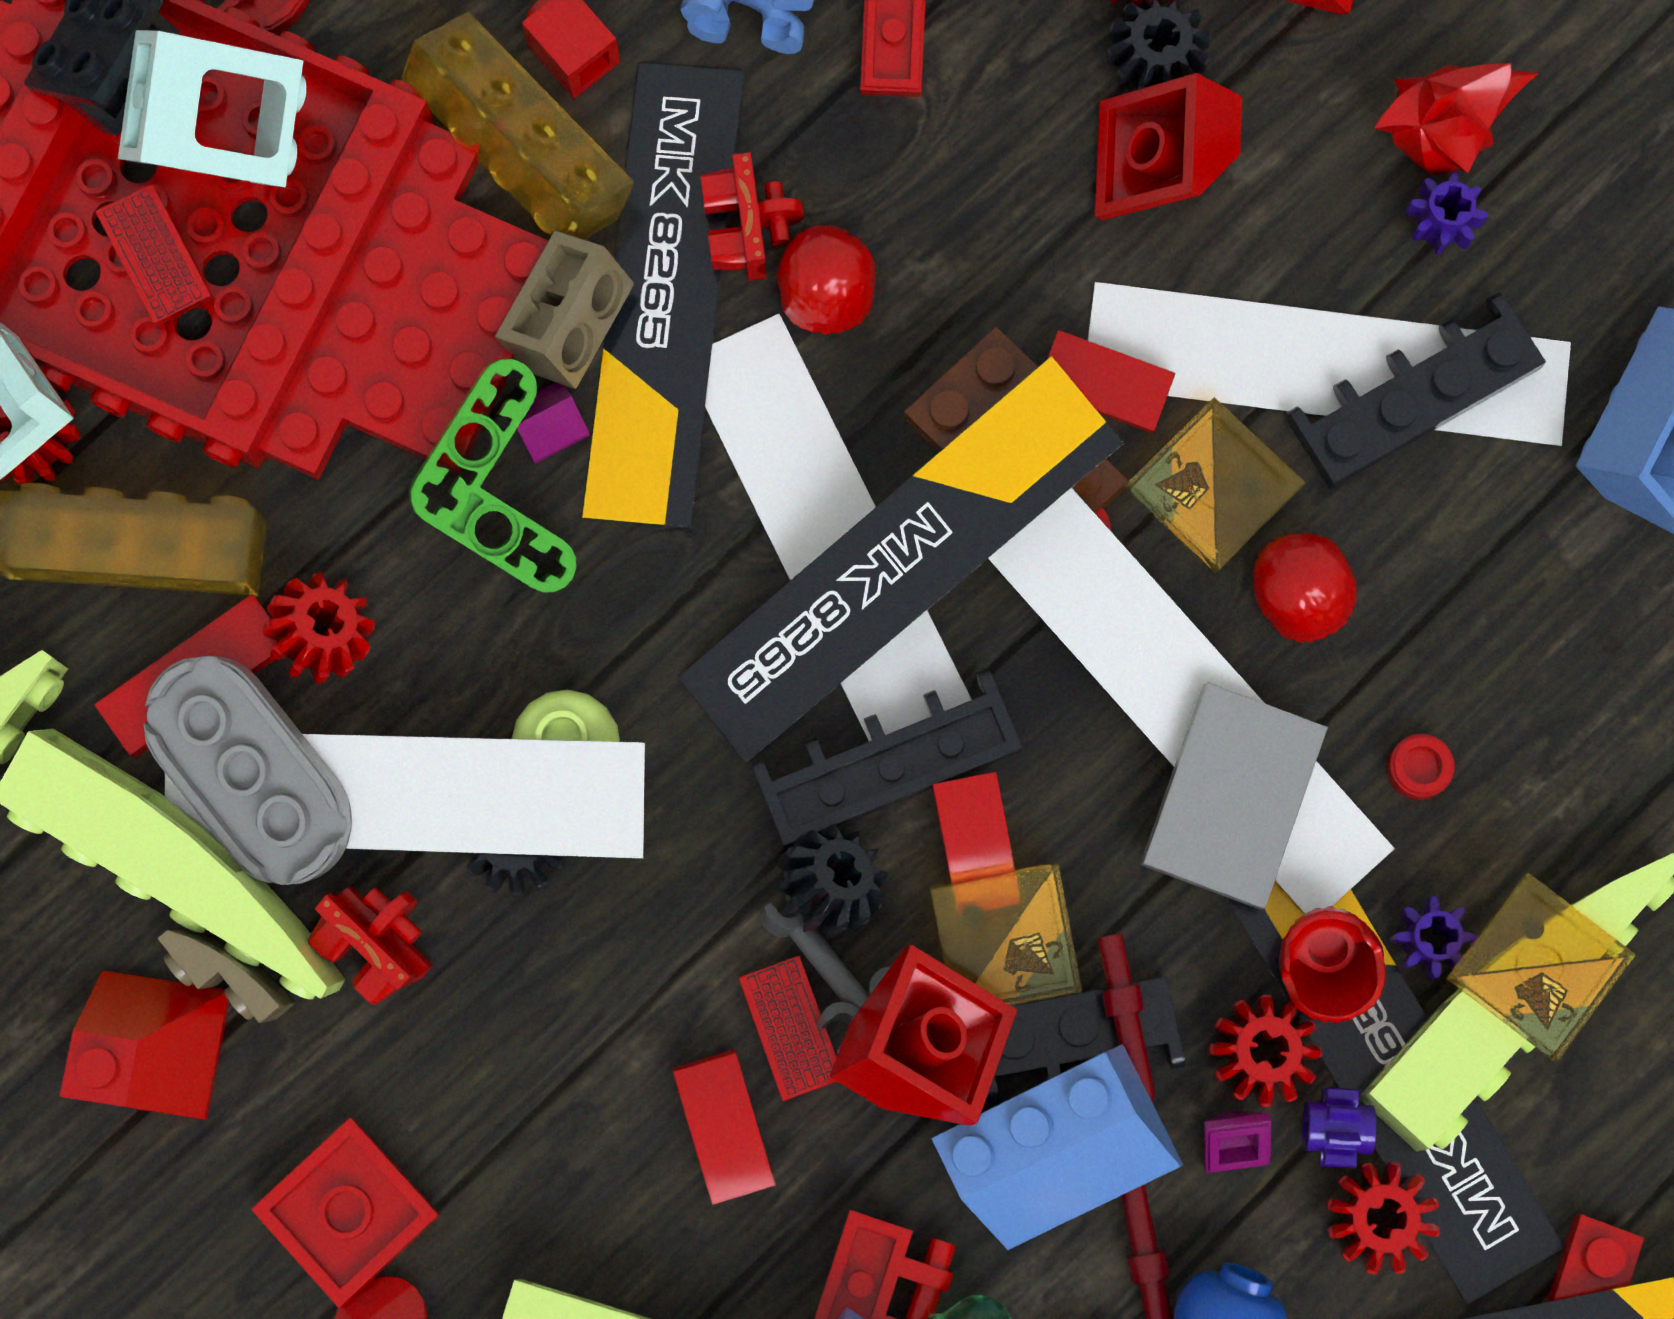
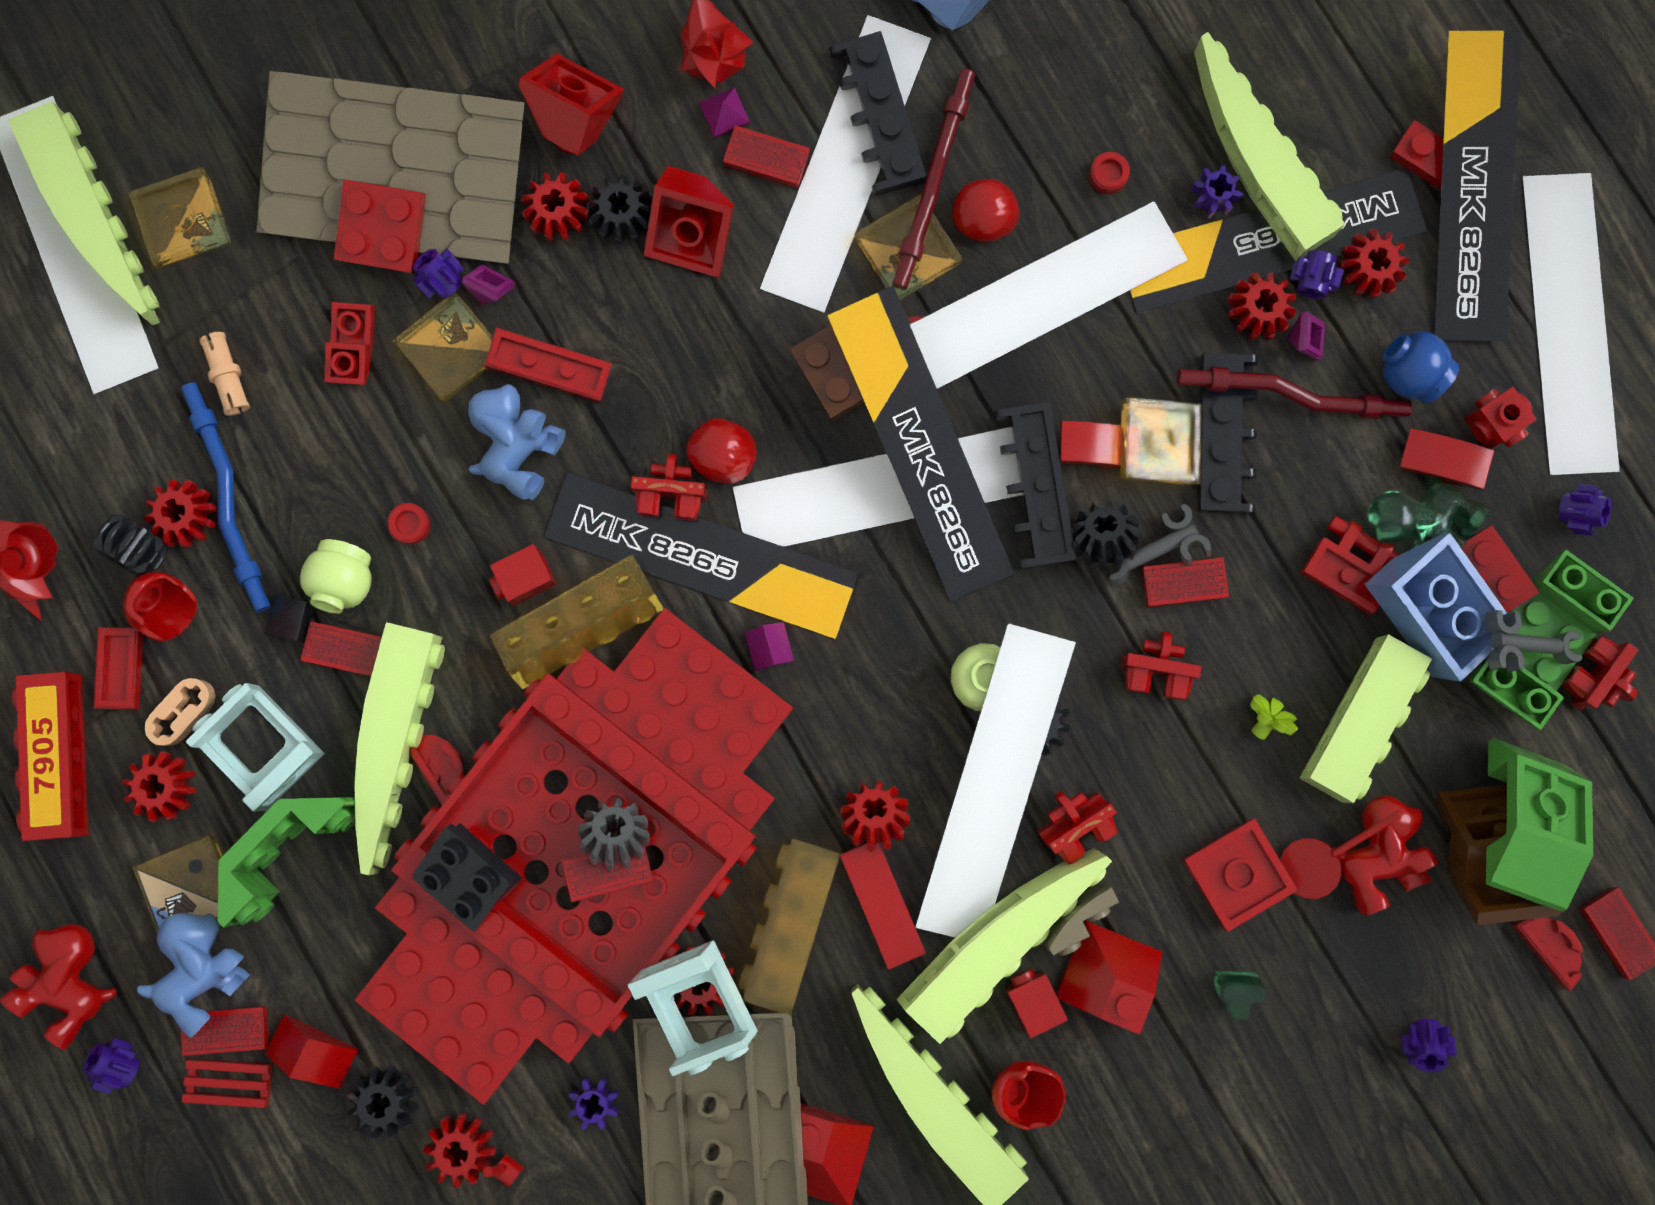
camera: 75 degrees left, 5 degrees up
(85, 934) = (1035, 1002): none -> red brick
(164, 1249) = (1239, 991): none -> clear green tile
(165, 103) = (518, 834): light aqua window -> none
(197, 223) = (598, 829): none -> dark grey gear
(247, 770) = (956, 879): light grey tile -> none
(474, 501) = (815, 701): bright green beam -> none
(565, 309) = (705, 616): dark tan brick -> none
(606, 1209) = (1271, 717): none -> lime plant
(636, 985) = (1178, 674): none -> red hips
(723, 1126) = (1236, 635): red slope -> none
(925, 1042) = (1221, 500): red slope -> none
(1059, 1149) = (1294, 439): medium blue slope -> none
(1114, 382) = (828, 294): red tile -> none
(1234, 796) = (1106, 284): light grey tile -> none
(1300, 242) = (766, 157): none -> red tile
(1332, 965) = (1224, 251): red hair -> none
(1353, 165) = (724, 112): none -> magenta slope
(1430, 215) = (767, 55): dark purple gear -> none
(1453, 505) = (913, 246): none -> dark red bar
(1541, 966) = (1254, 131): clear yellow tile -> none

